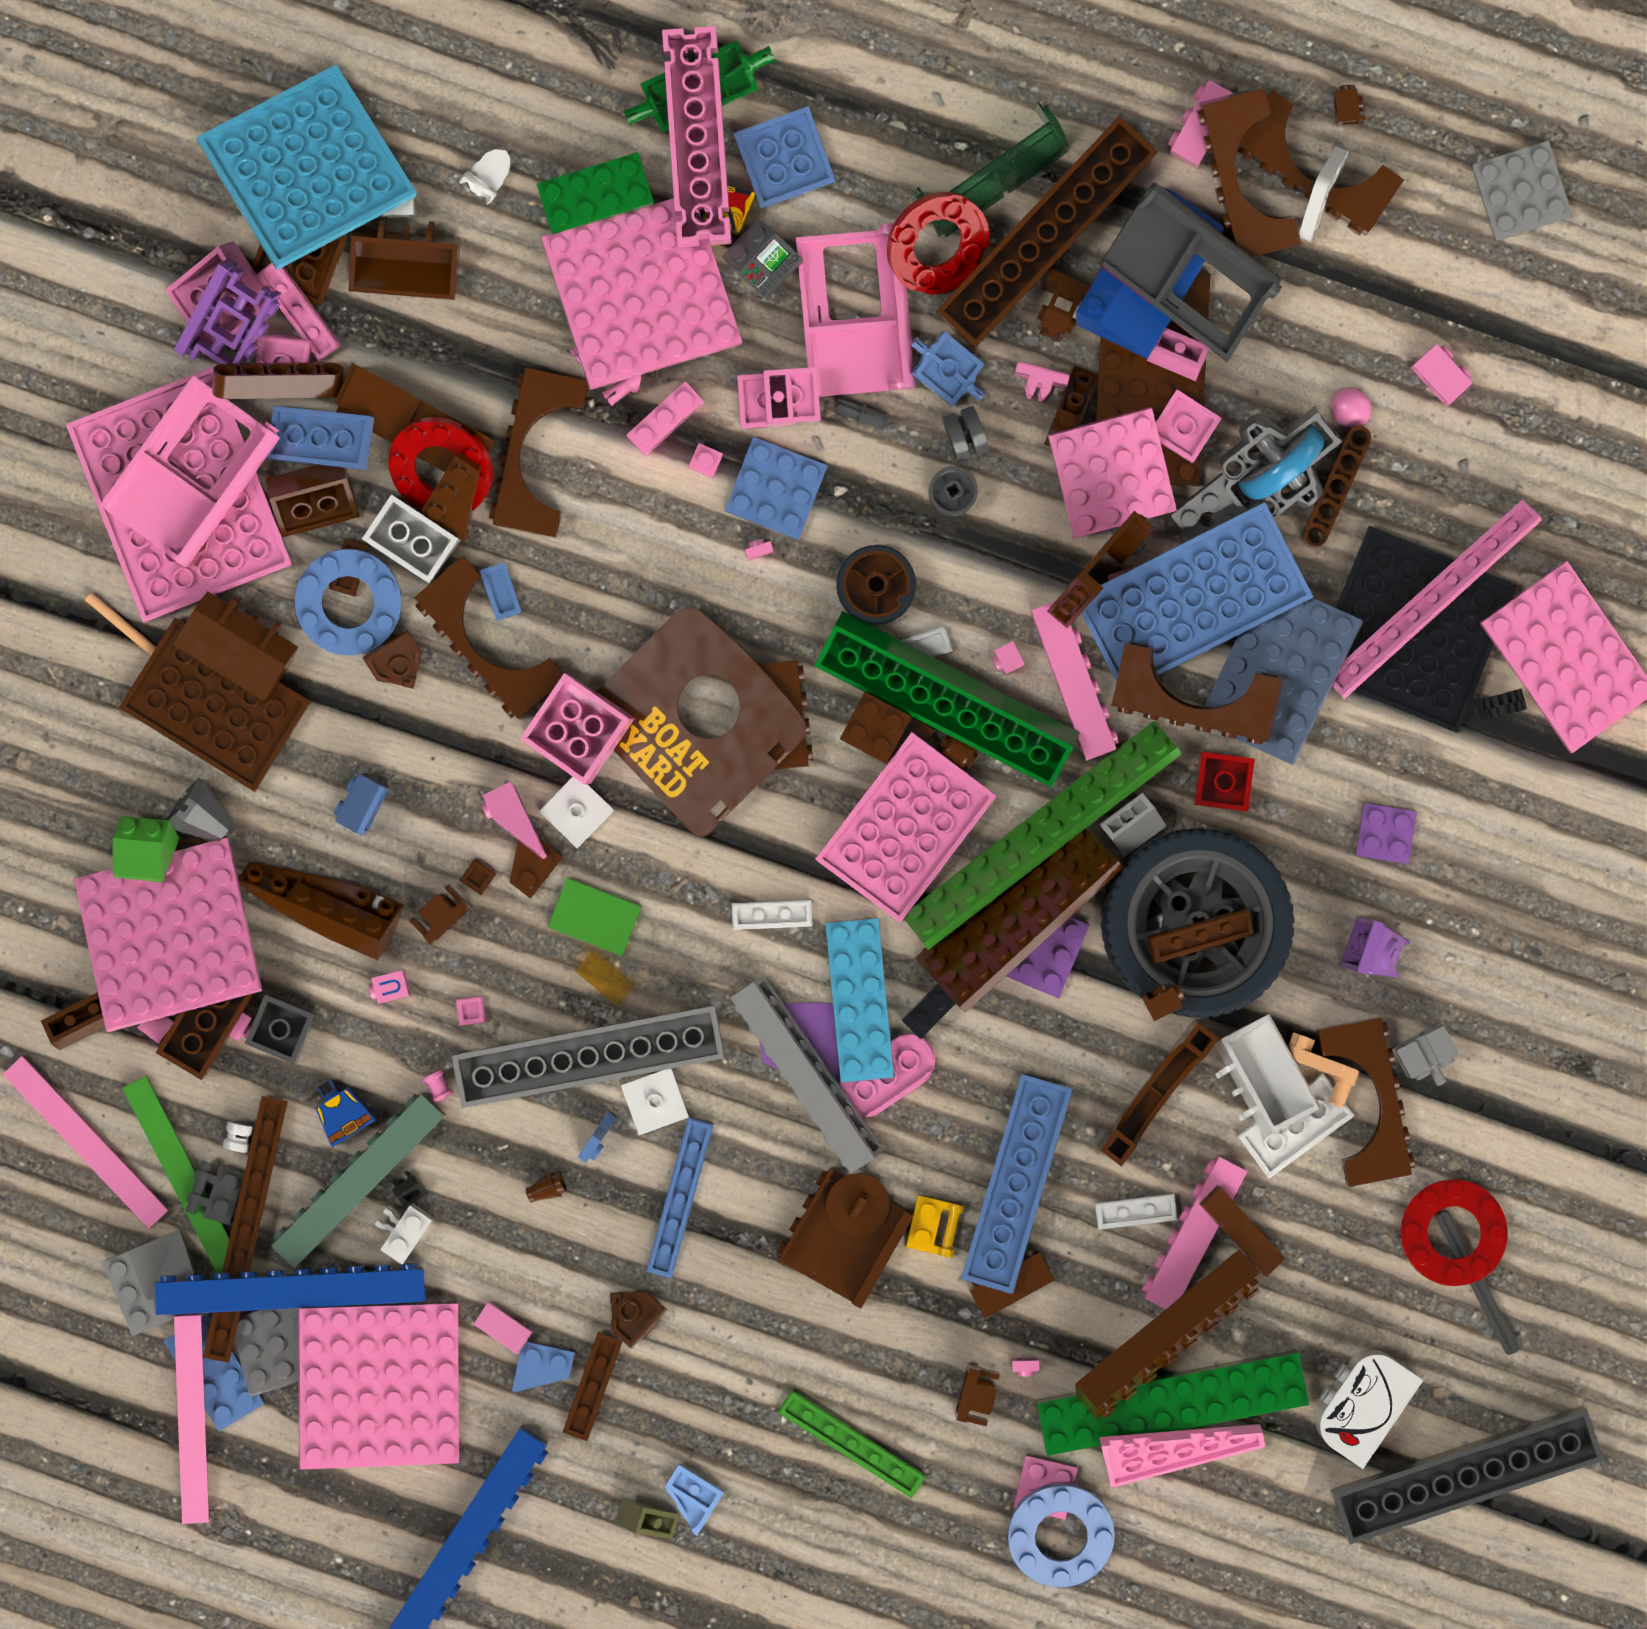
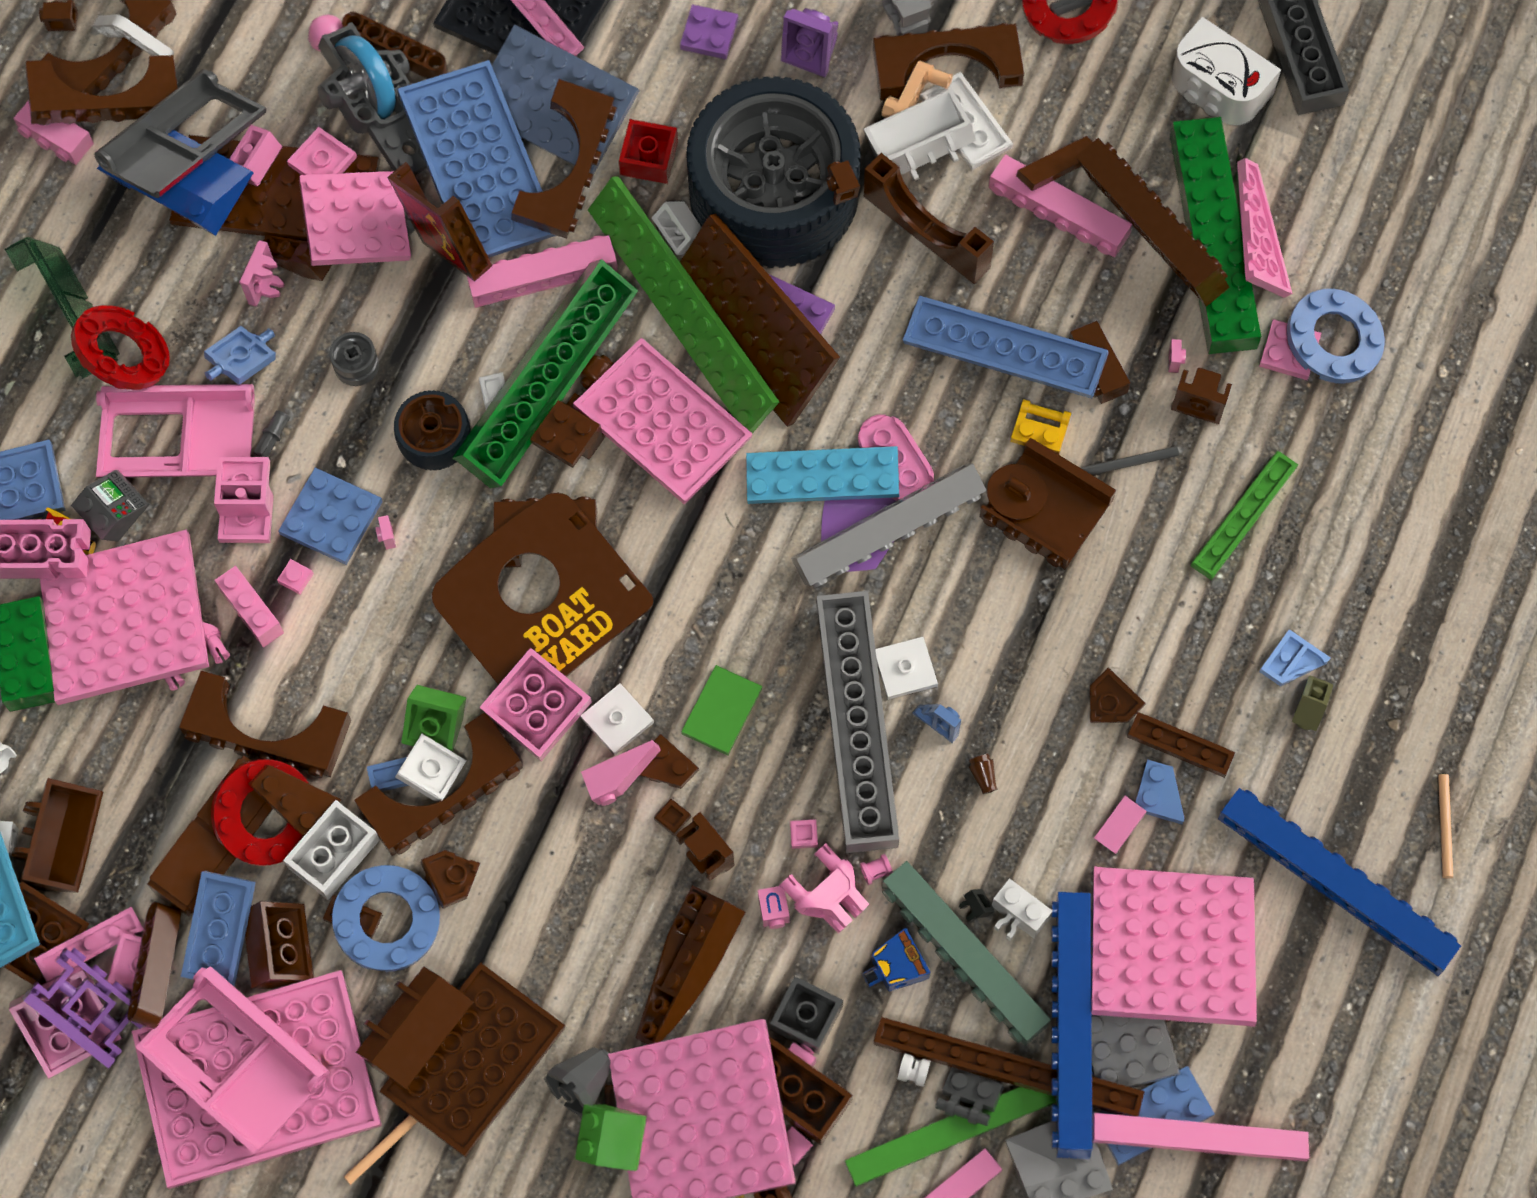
camera: 80 degrees left, 20 degrees down
(361, 804) = (588, 918): medium blue slope -> none
(408, 1043) = (825, 898): none -> bright pink connector
(505, 628) = (430, 768): none -> white plate
(559, 624) = (434, 715): none -> bright green slope
(603, 977) = (782, 706): clear yellow tile -> none
(679, 1197) = (1001, 652): medium blue tile -> none
(772, 914) = (734, 549): white tile -> none
(902, 1320) = (1132, 461): none -> dark grey bar
(928, 1011) = (836, 413): black brick -> none
(965, 434) = (302, 342): dark grey wheel -> none
(1007, 658) = (515, 323): bright pink plate -> none
(1046, 232) = (129, 262): reddish brown brick -> none
(1053, 319) = (194, 249): reddish brown tile -> none
(1136, 1211) = (1036, 256): white tile -> none
(1200, 935) = (784, 158): reddish brown tile -> none

